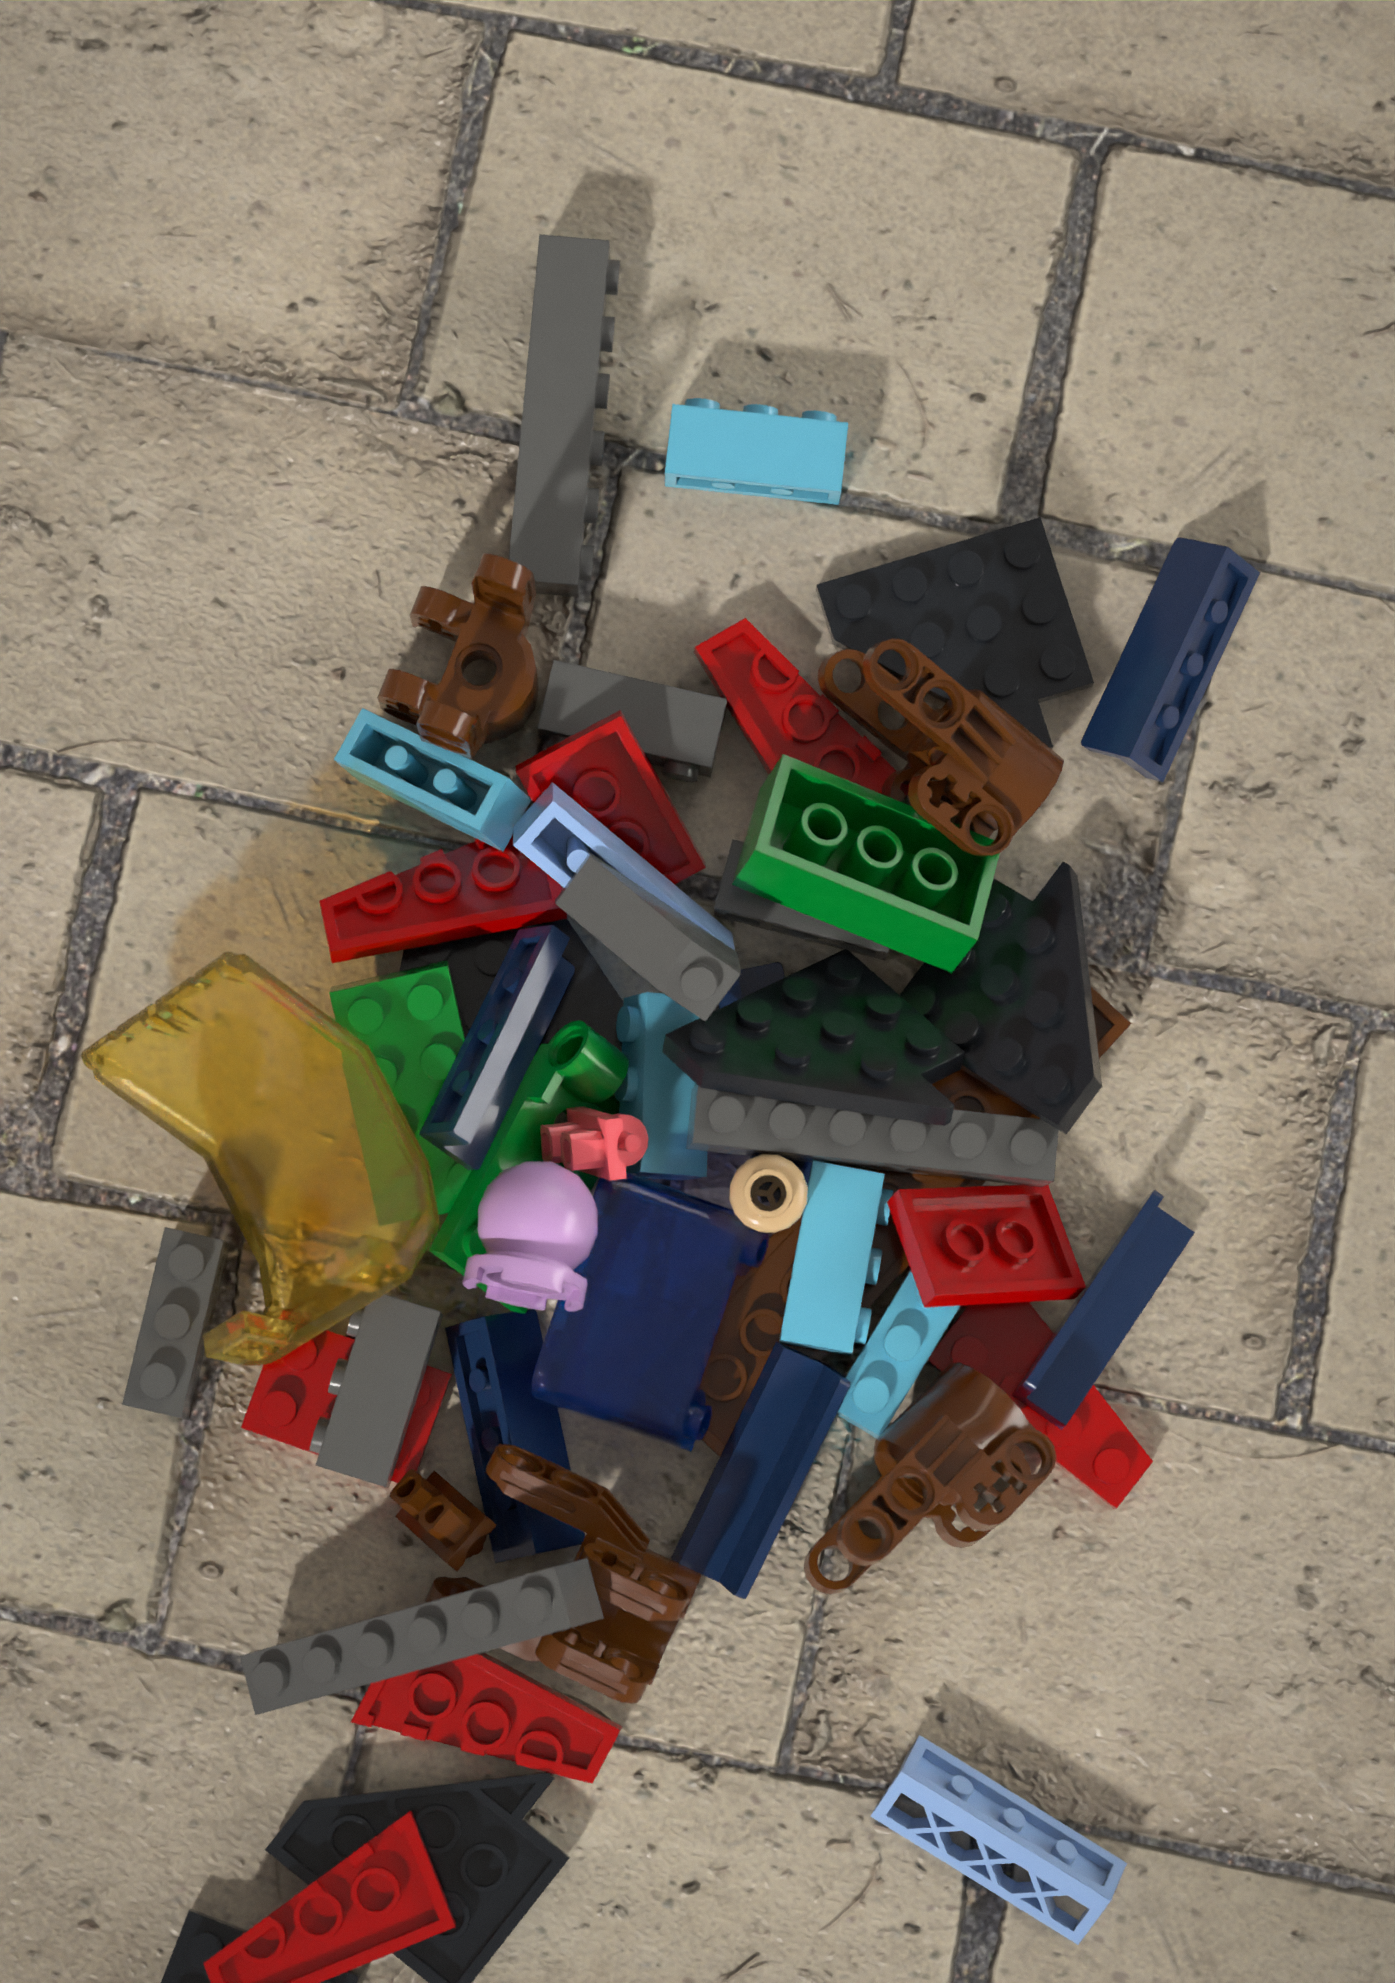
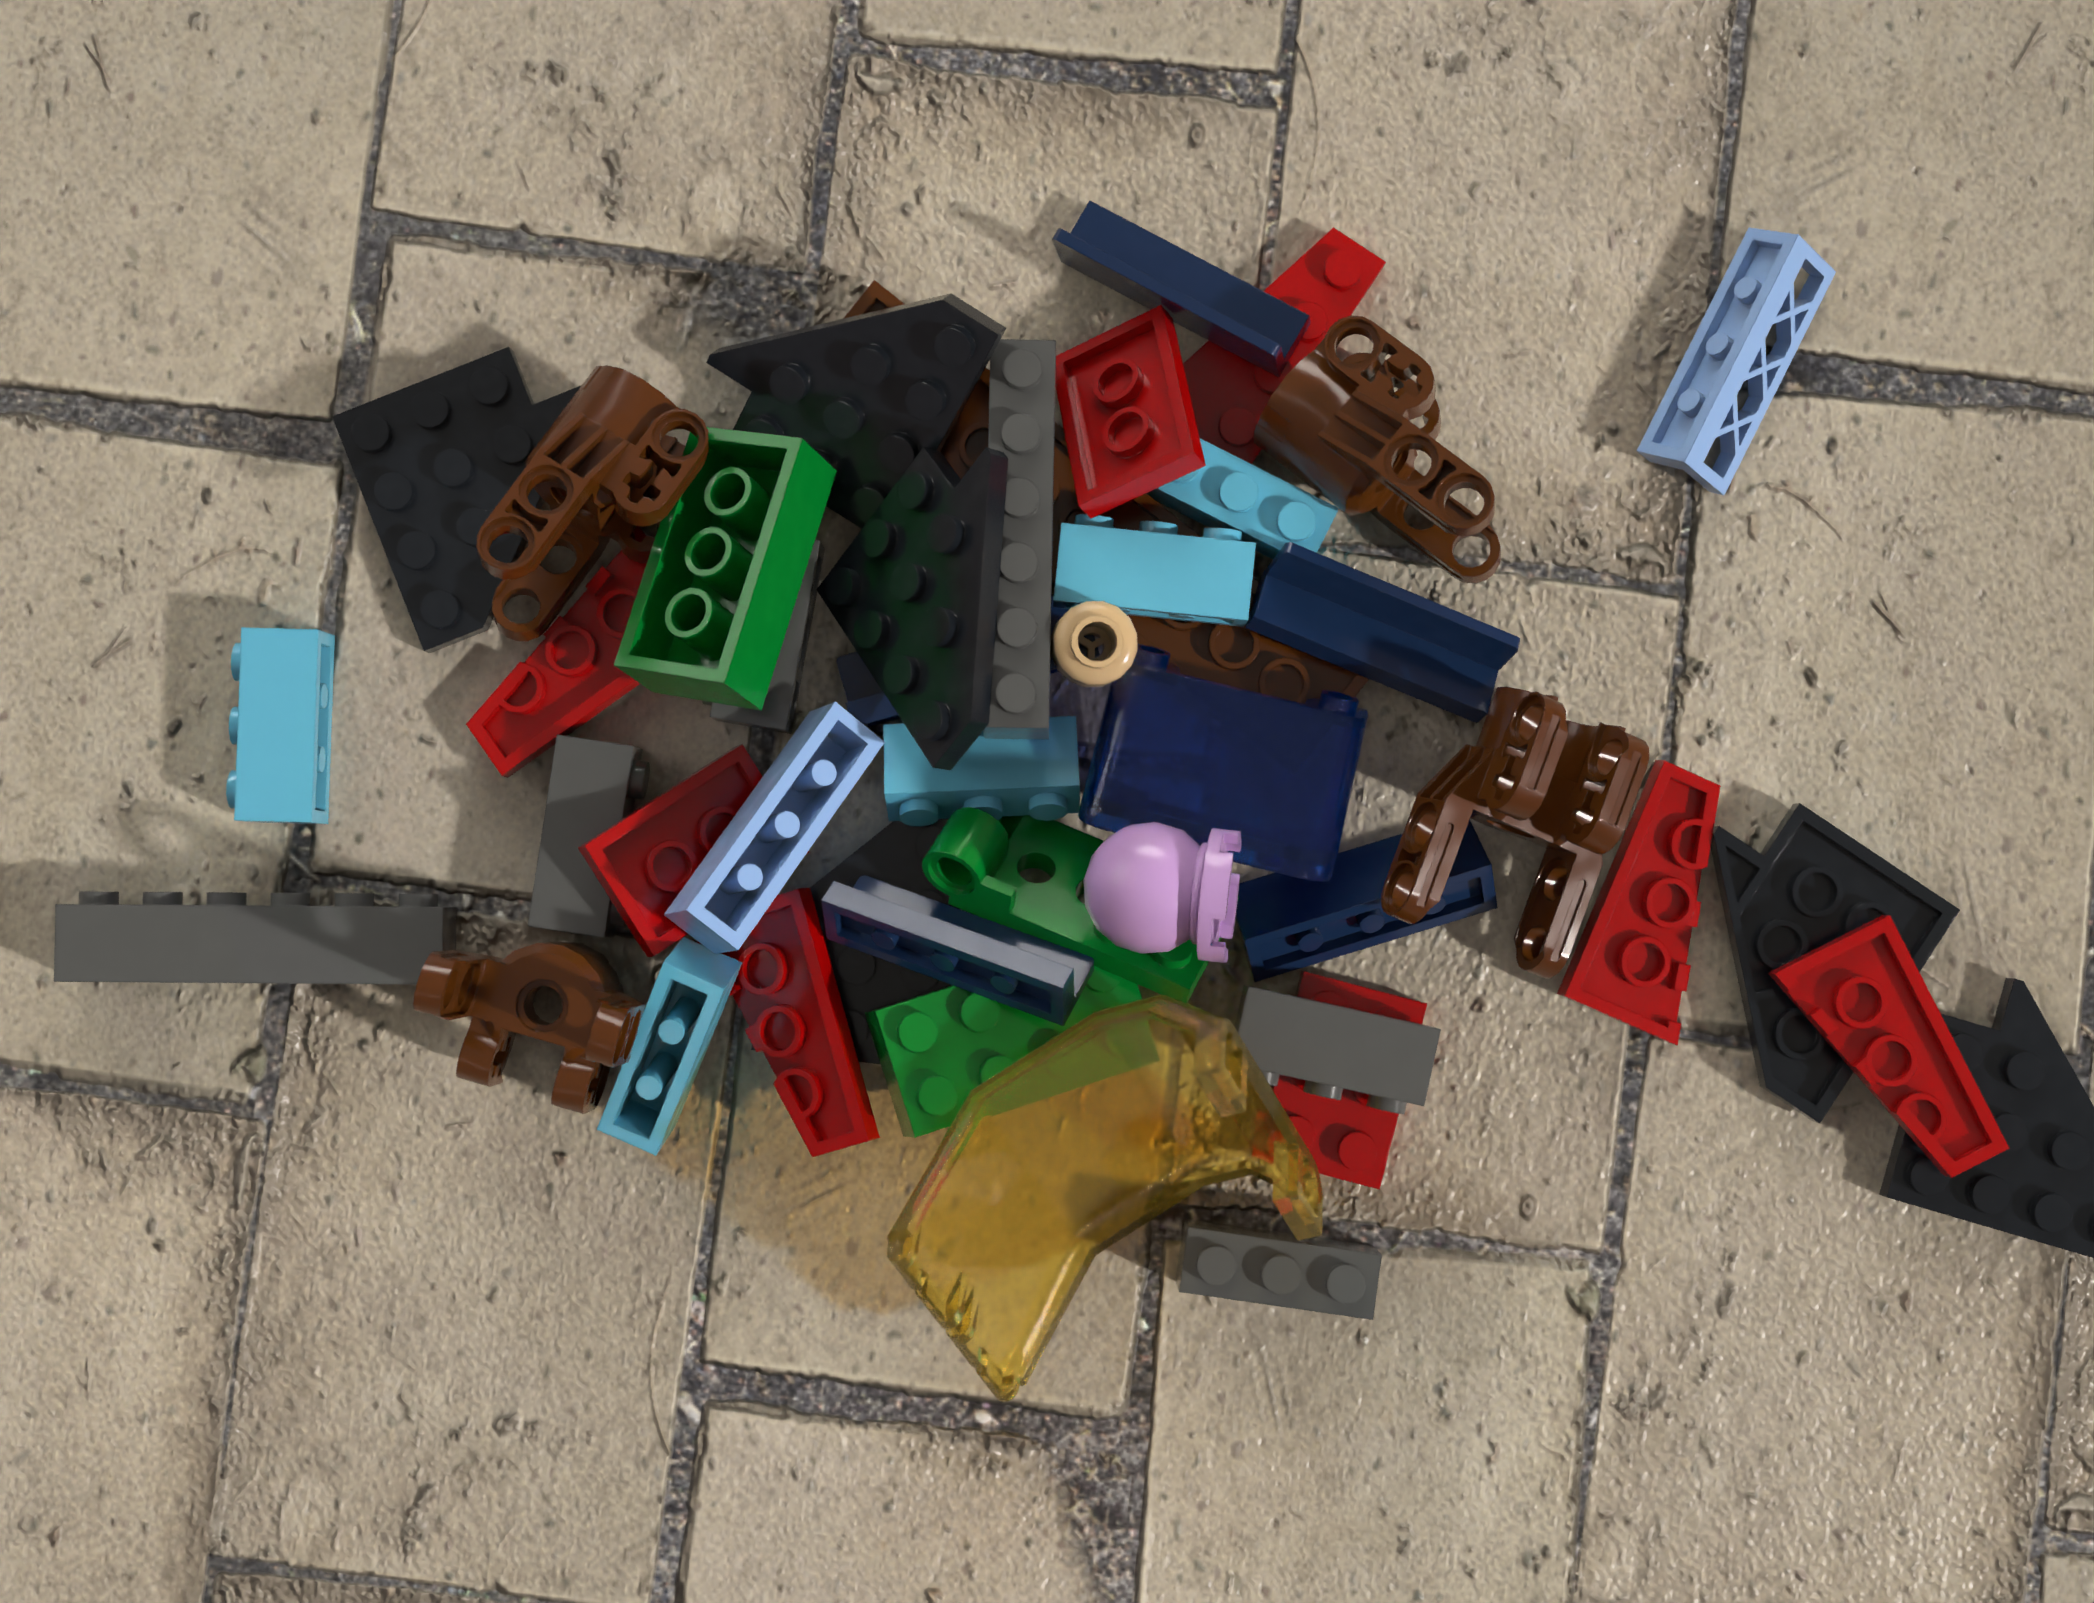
camera: 90 degrees left, 5 degrees up
(422, 1636) = (1598, 972): dark grey brick -> none
(441, 1517) = (1459, 967): reddish brown hips -> none
(595, 1142) = (1055, 835): coral hips -> none
(651, 937) = (827, 791): dark grey slope -> none
(1171, 656) = (473, 267): dark blue panel -> none

